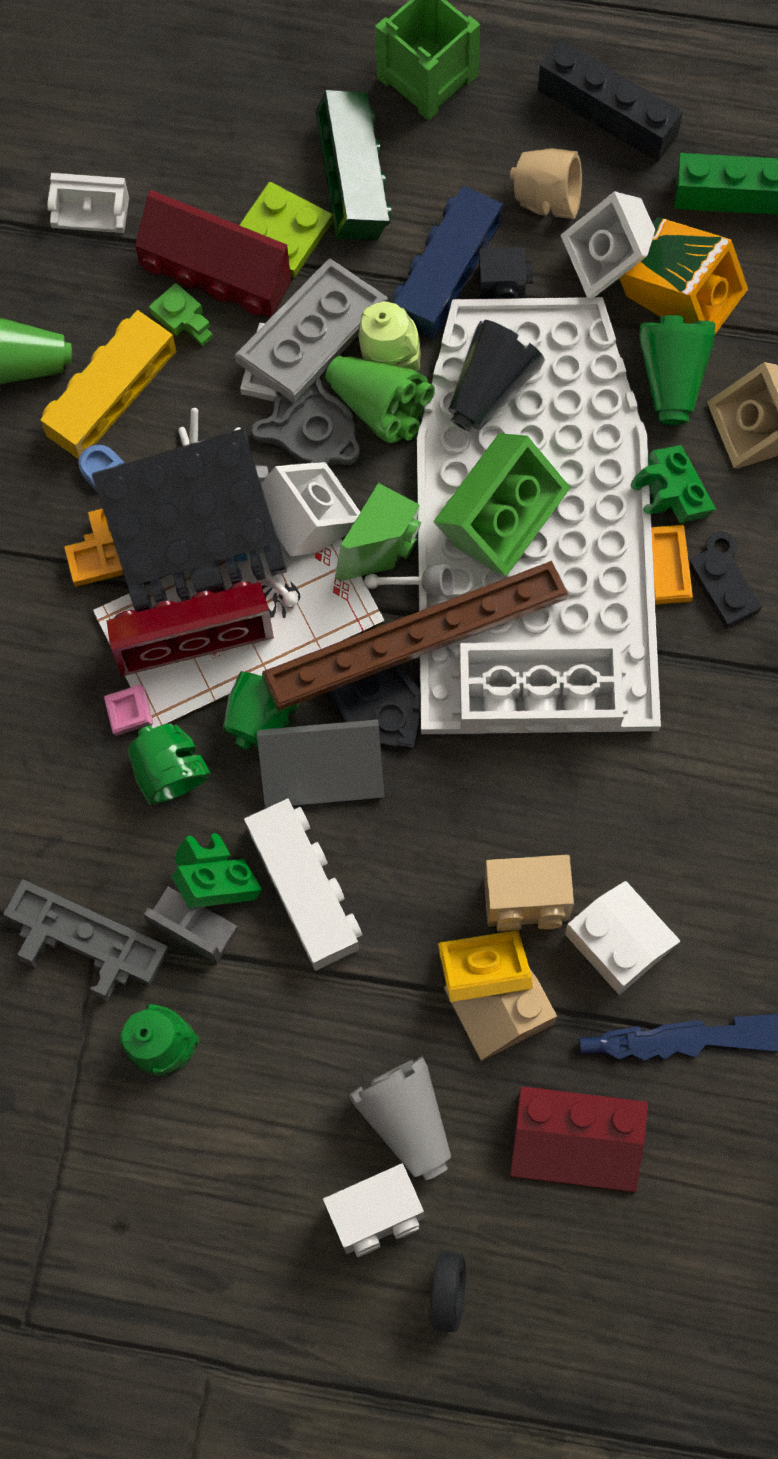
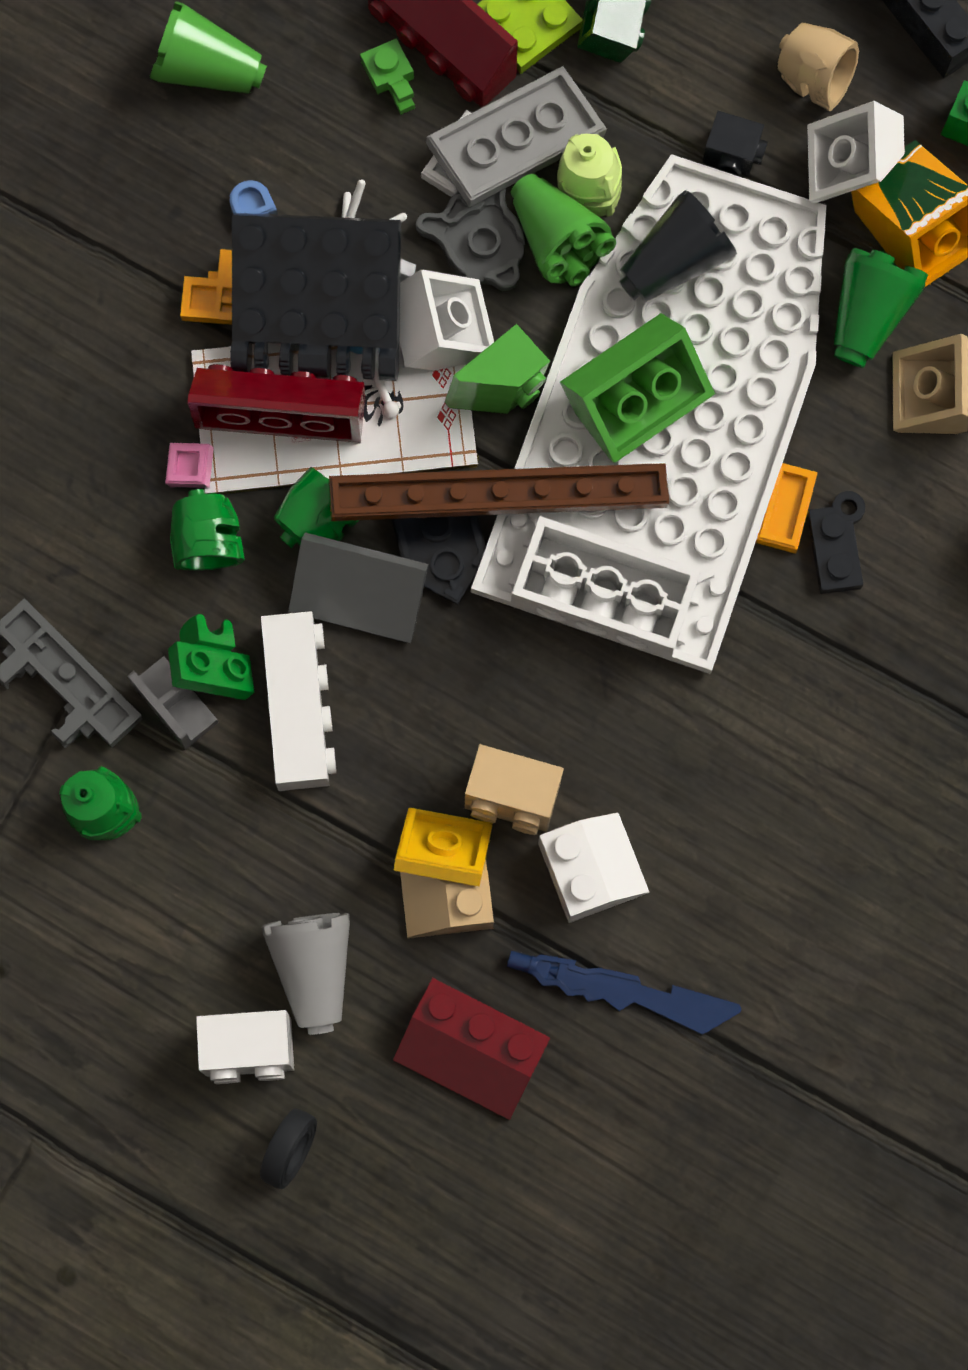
camera: 15 degrees right, 5 degrees up
(108, 384) = (289, 122): yellow brick -> none
(436, 580) = (541, 442): light grey hinge -> none
(448, 259) = (682, 110): dark blue brick -> none
(674, 485) = (823, 427): green plate -> none

